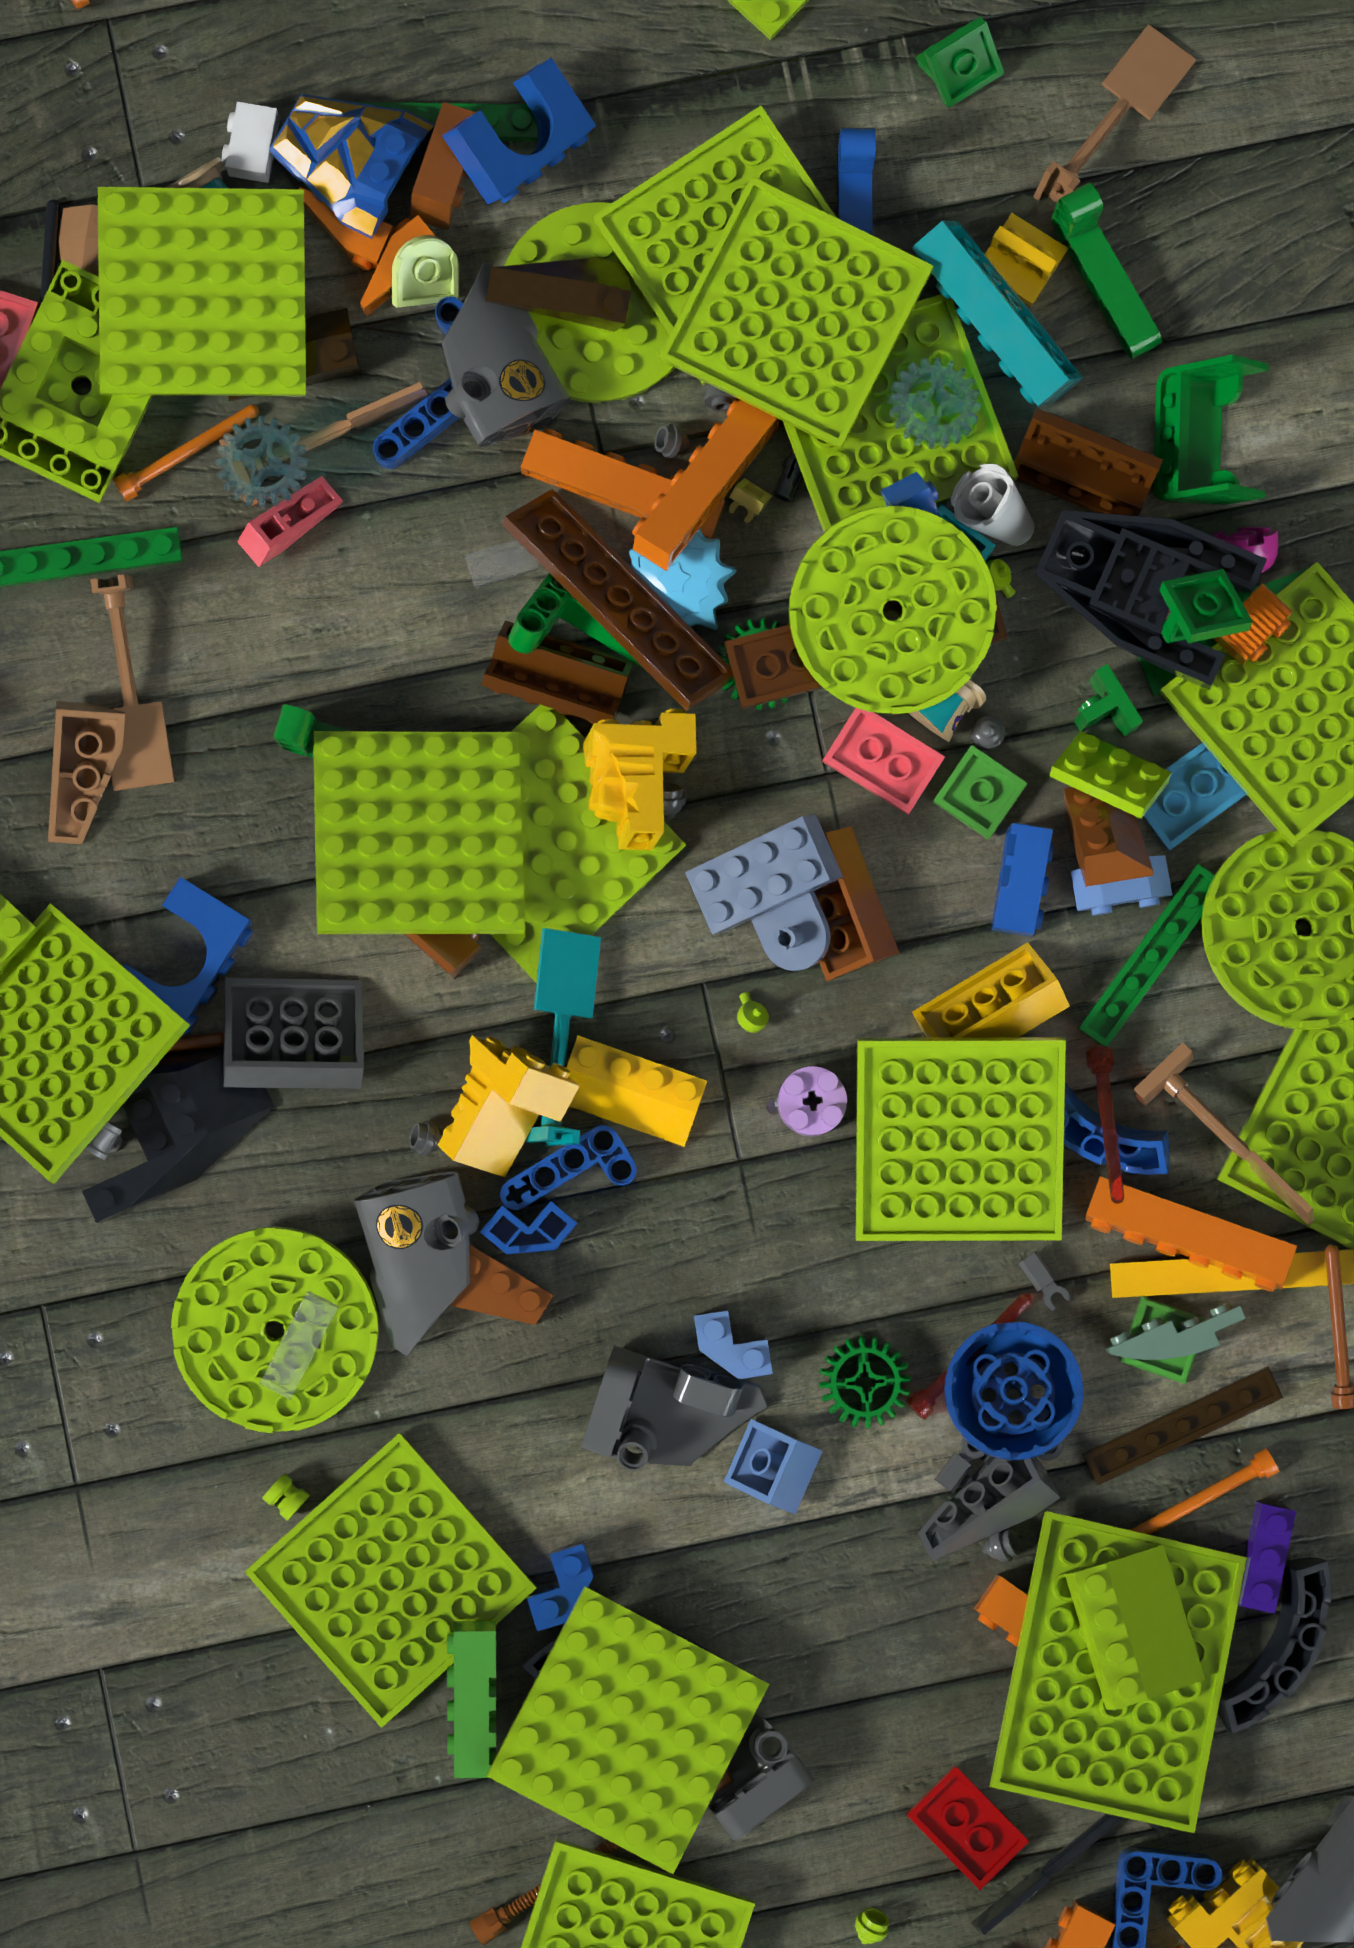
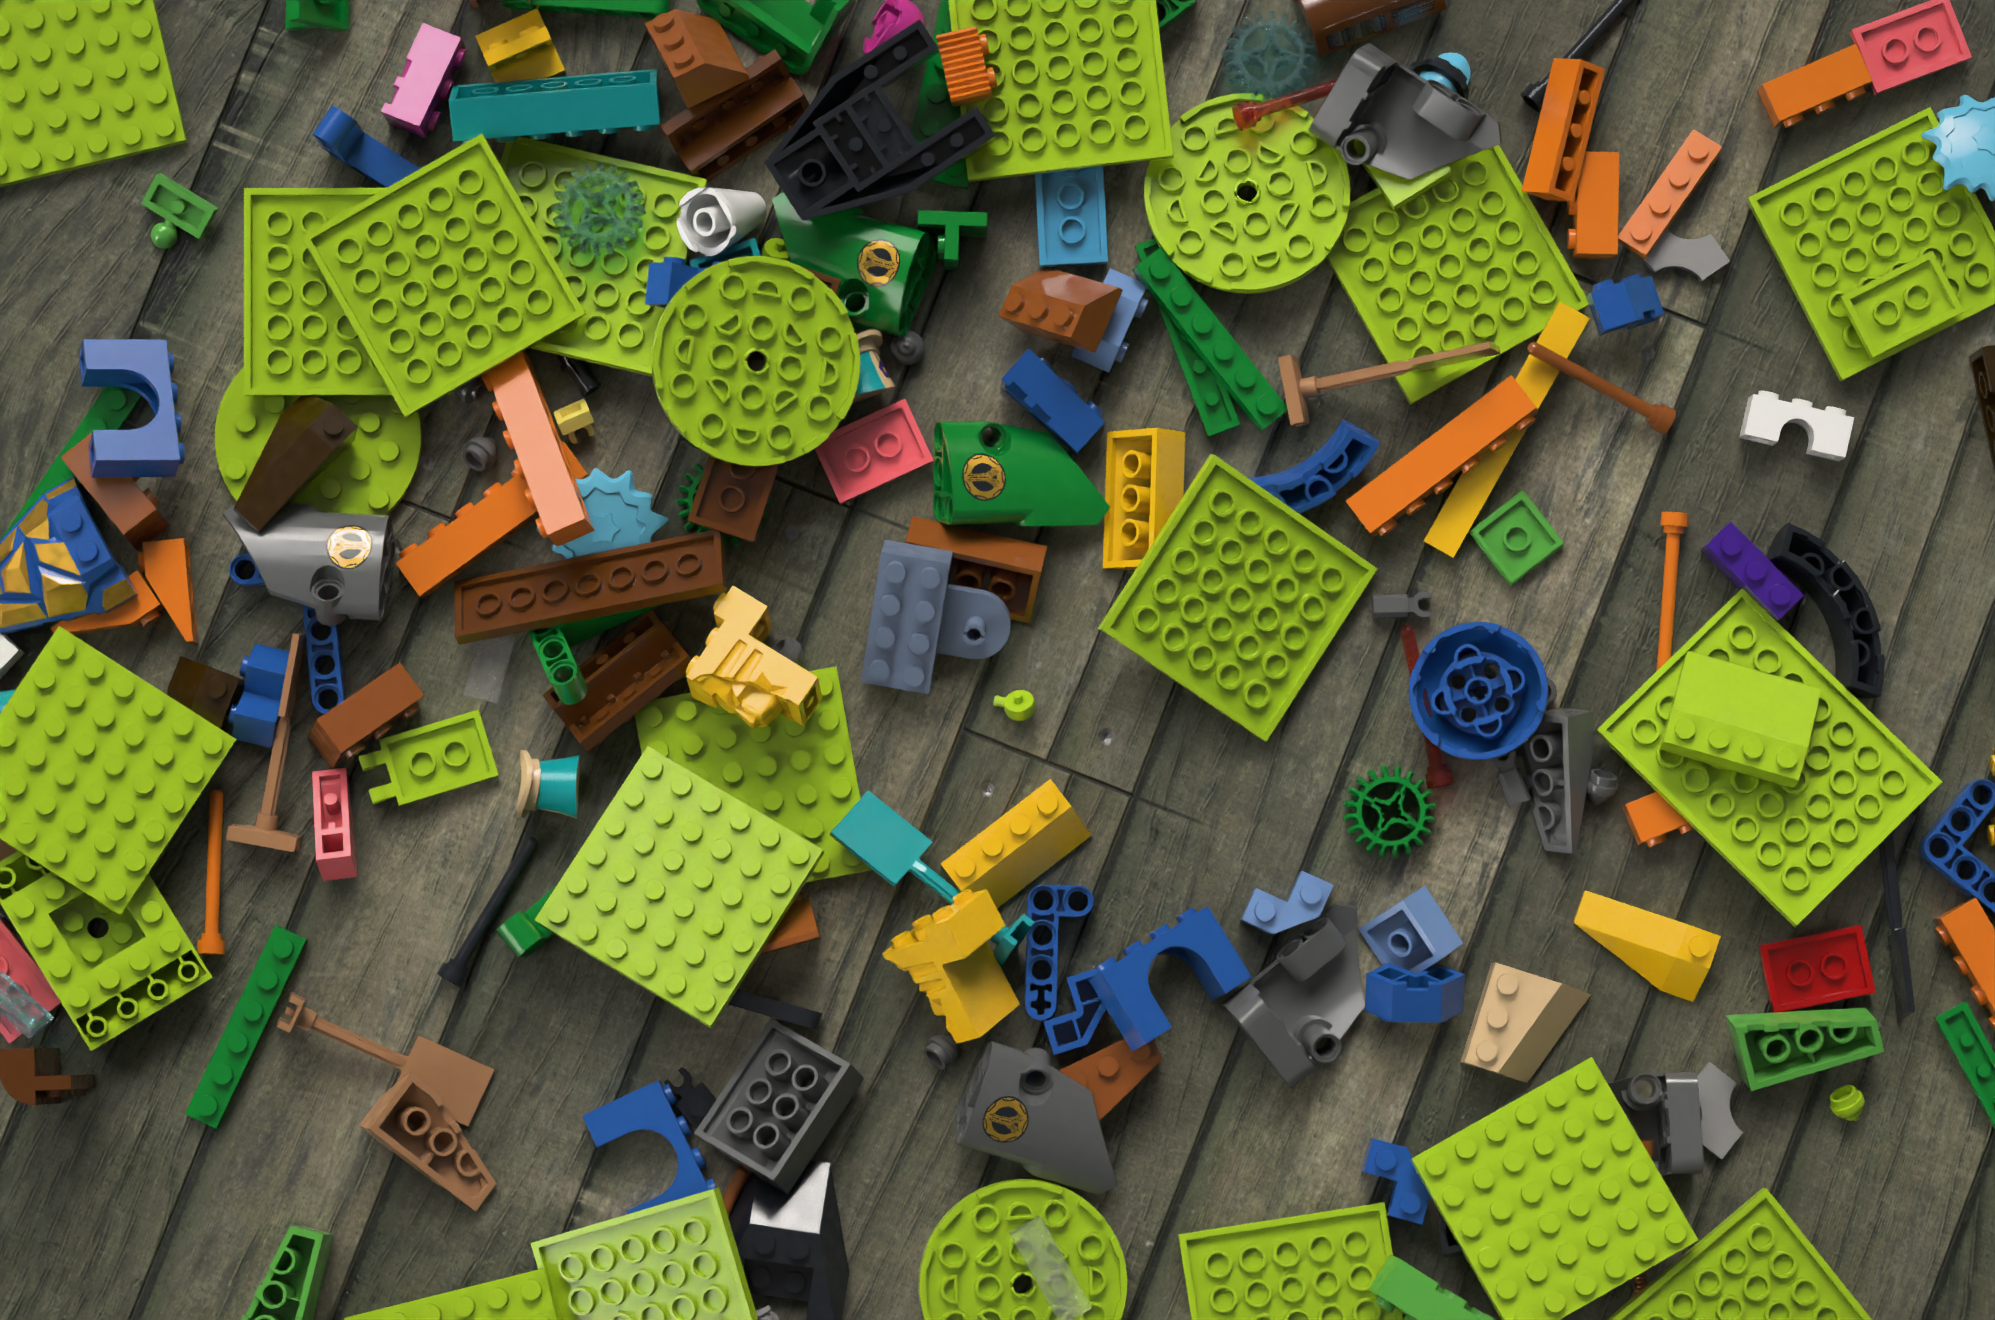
camera: 60 degrees left, 0 degrees up
(234, 696) = (455, 968): none -> black piece
(247, 457) = (258, 825): clear light blue gear -> none
(254, 962) = (695, 1101): none -> black plate
(336, 397) = (257, 711): none -> blue brick
(371, 978) = (776, 1009): none -> black beam
(394, 566) = (433, 759): none -> lime tile
(395, 487) = (365, 716): none -> dark orange wedge
(424, 272) = (196, 569): yellowish green tile -> none
(433, 673) = (549, 785): none -> teal hat
(651, 1287) = (1125, 984): none -> blue arch
(711, 67) = (179, 208): none -> bright green plate
(720, 1499) = (1412, 997): none -> blue brick
(760, 1604) = (1519, 1021): none -> tan wedge
(782, 1826) = (1717, 1124): none -> light grey tile
(824, 1086) = (1118, 683): lavender brick -> none
(895, 1853) = (1799, 1043): none -> bright green wedge
(897, 1680) = (1658, 948): none -> yellow wedge
(937, 890) = (1011, 480): none -> green panel
(946, 195) = (425, 81): none -> wedge
(980, 792) = (954, 387): bright green plate -> none
(1042, 658) = (876, 260): none -> green panel
(1100, 1062) = (1249, 437): clear red piece -> none
(1110, 774) = (1012, 269): lime plate -> none
(1115, 399) = (696, 55): none -> dark orange slope
(1161, 976) = (1210, 339): none -> green plate
(1163, 1341) = (1519, 538): sand green slope -> none
(1182, 1425) = (1597, 569): dark brown tile -> none
(1203, 608) = (927, 100): green bracket -> none

